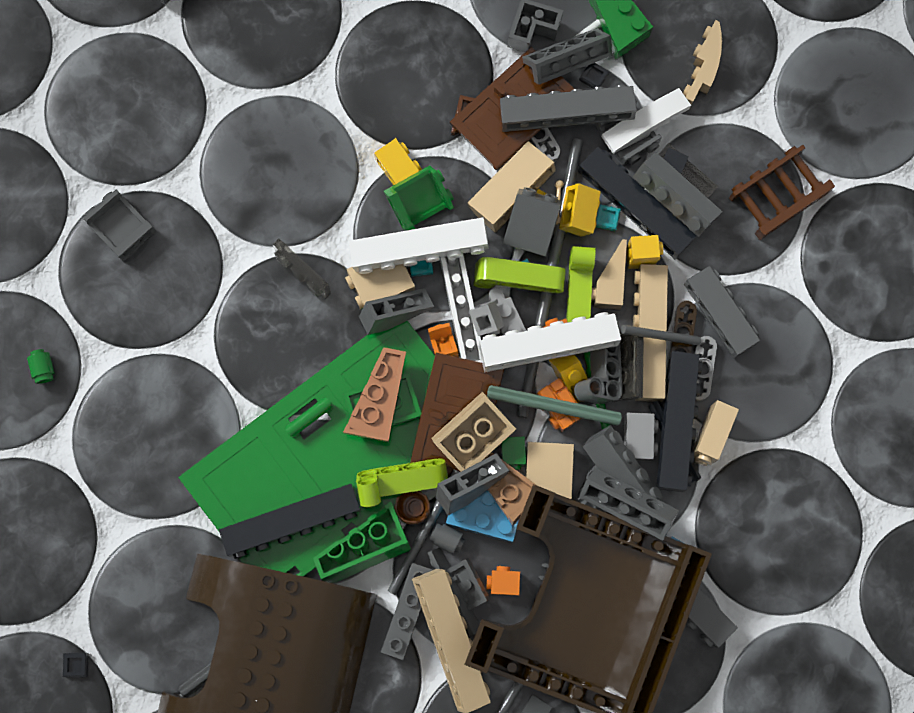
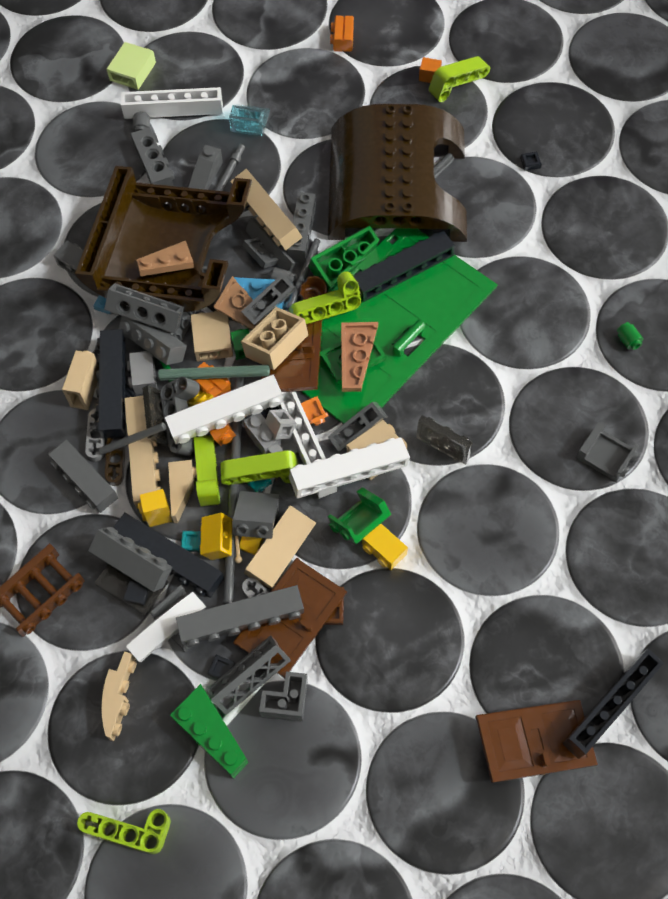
camera: 175 degrees right, 15 degrees down
(503, 581) = (235, 256): orange brick -> none
(592, 579) = (166, 260): none -> medium nougat wing

